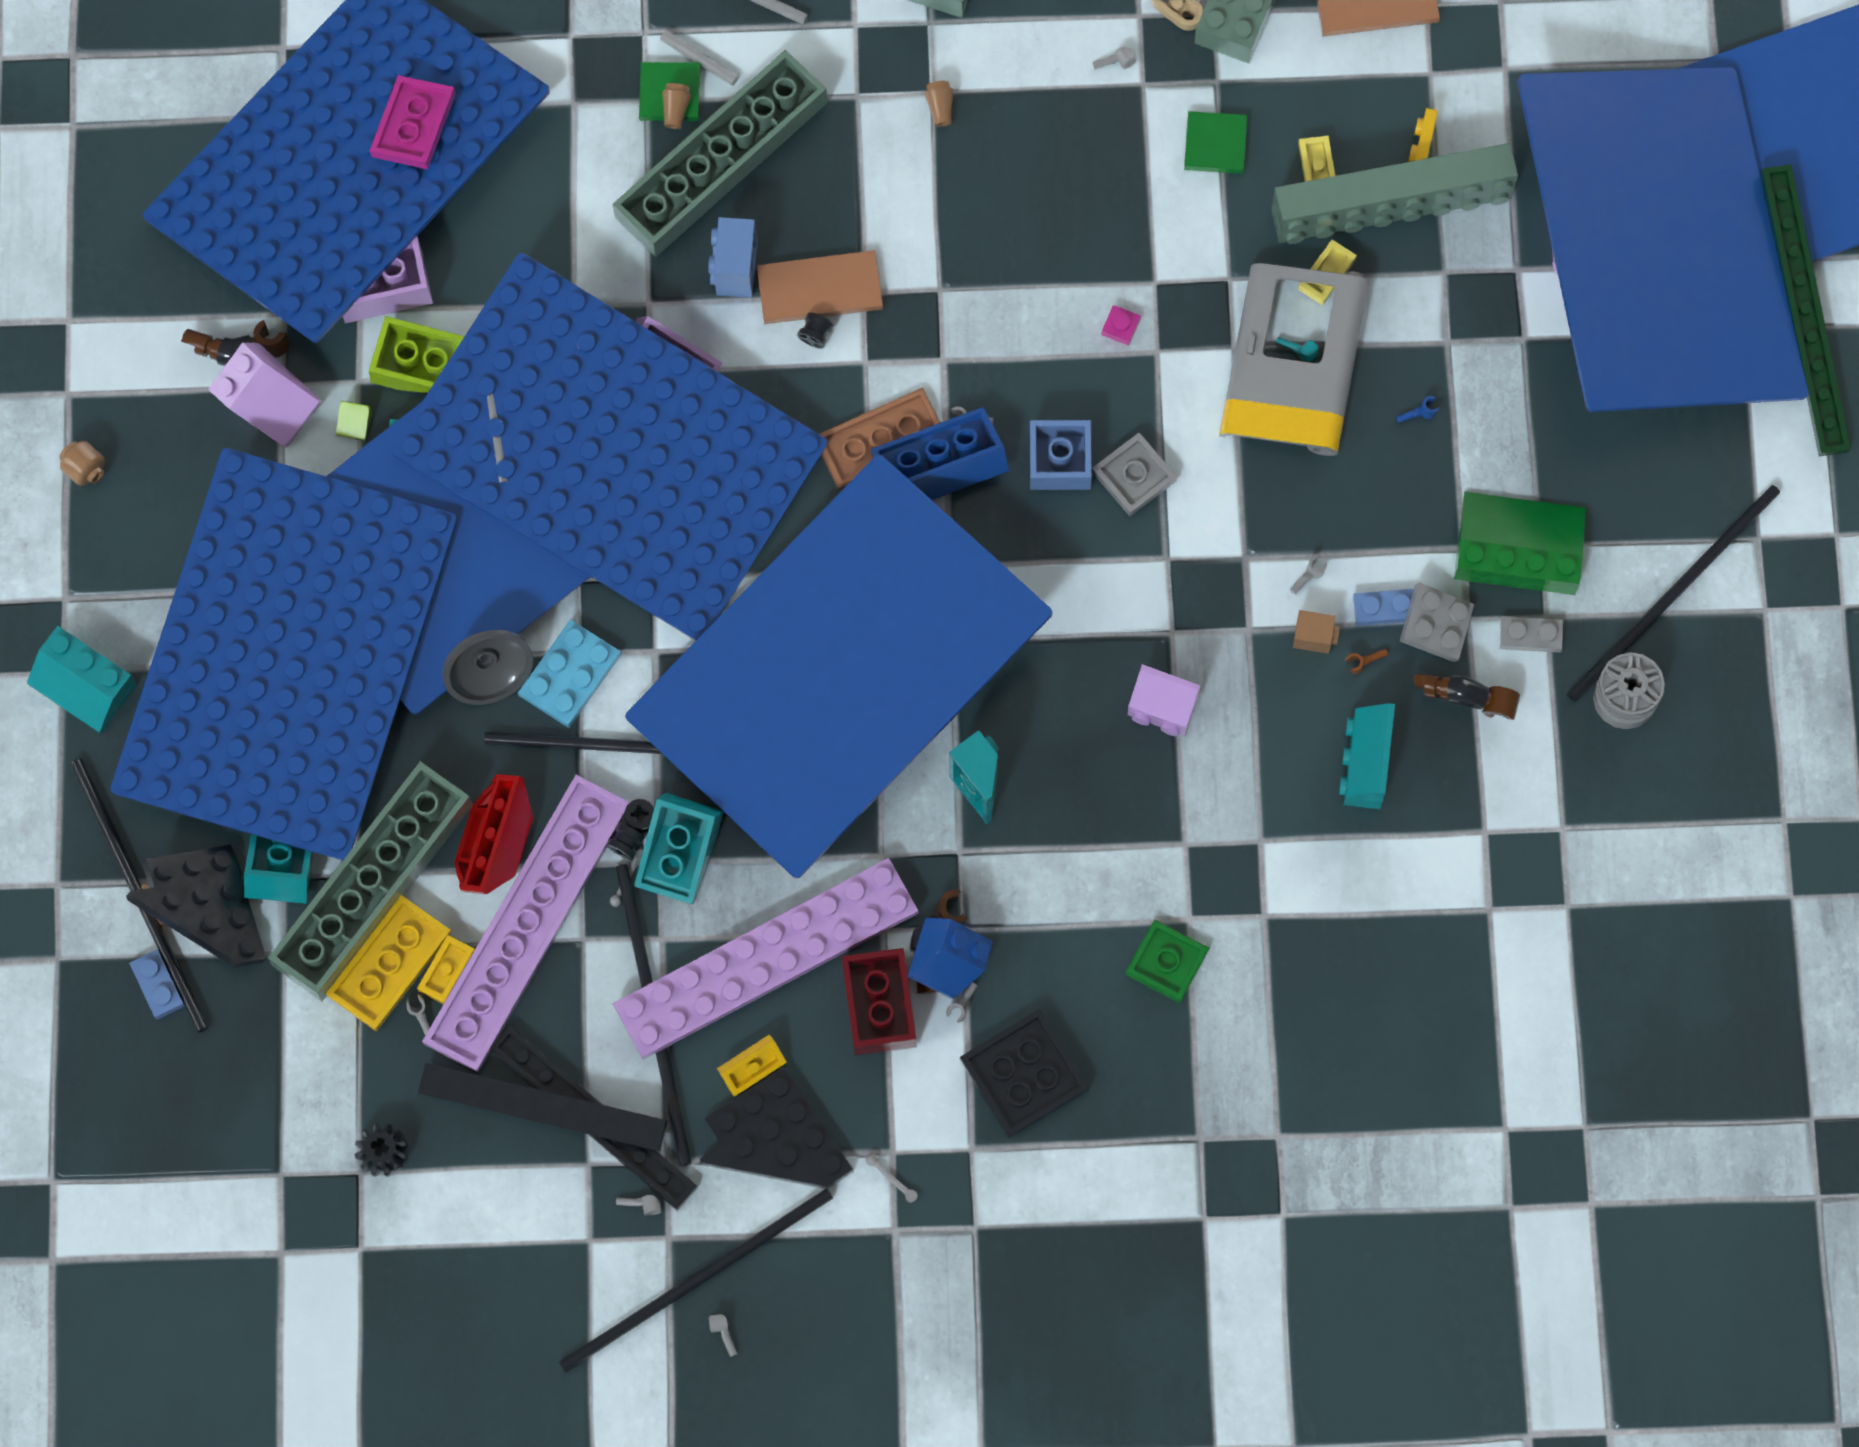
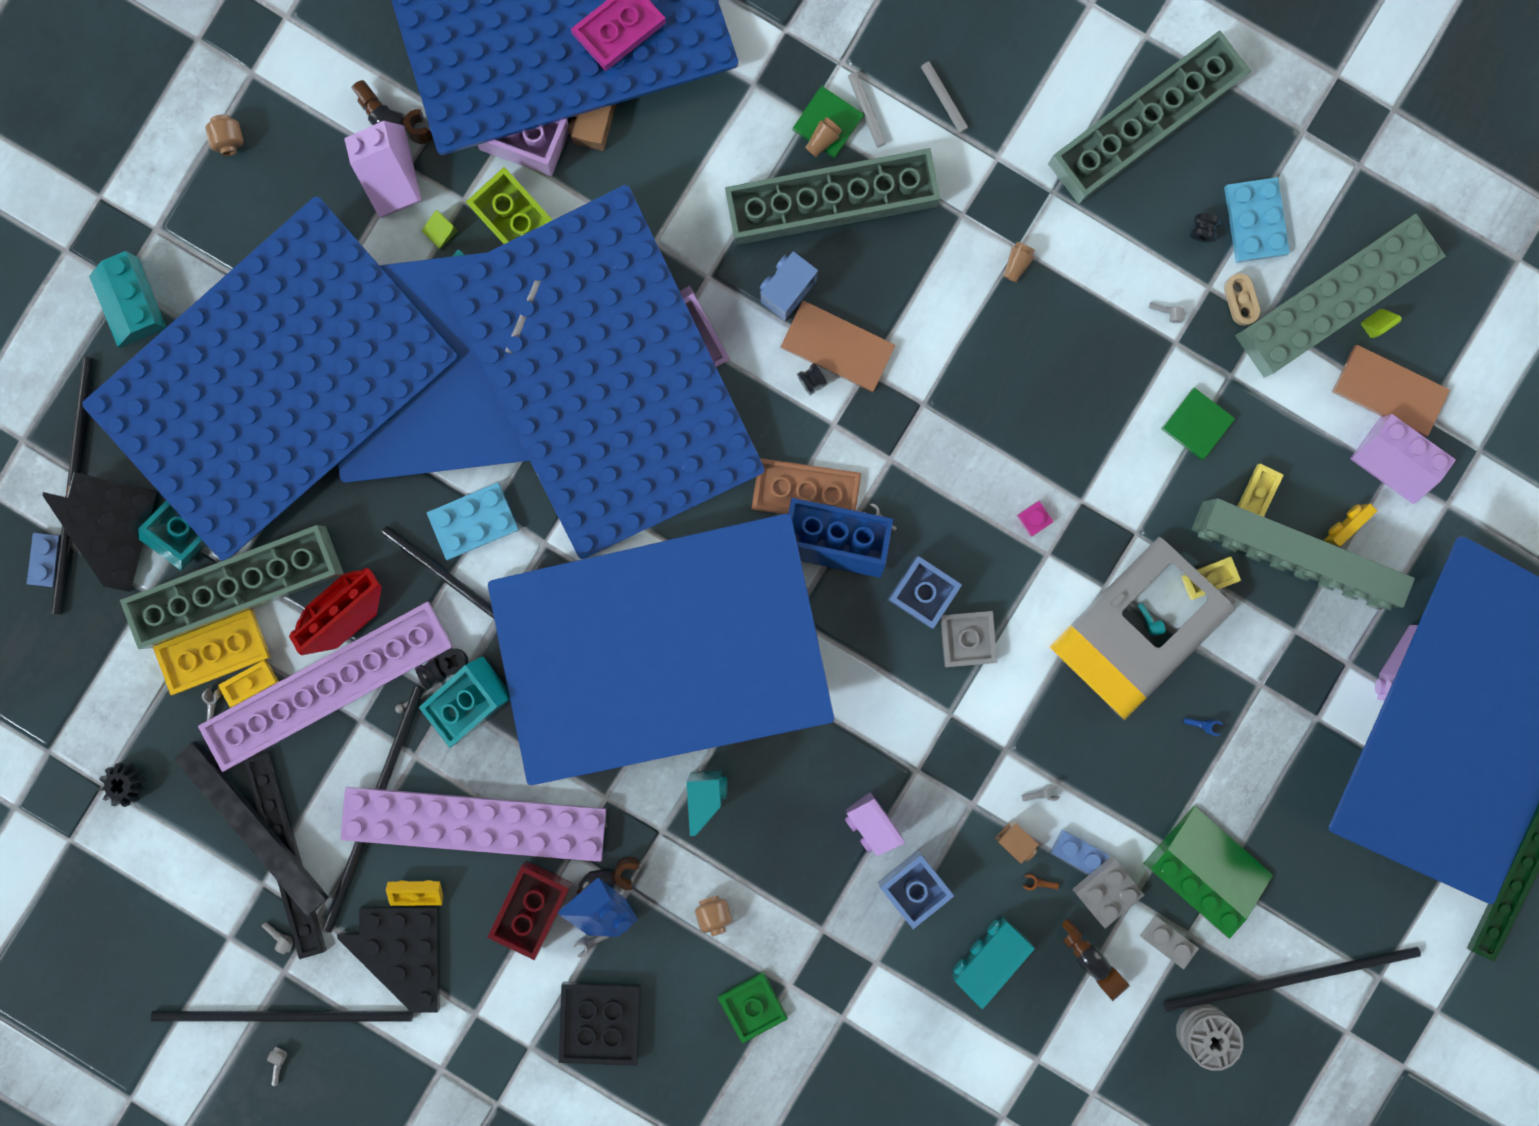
camera: 30 degrees right, 15 degrees up
(443, 236) = (592, 128): none -> medium nougat brick
(487, 667) = (409, 484): dark grey dish -> none
(910, 1195) = (467, 1053): light grey hinge -> none
(1066, 893) = (713, 915): none -> medium nougat head
(1246, 736) = (915, 889): none -> medium blue brick
(1429, 52) = (1402, 458): none -> lavender slope

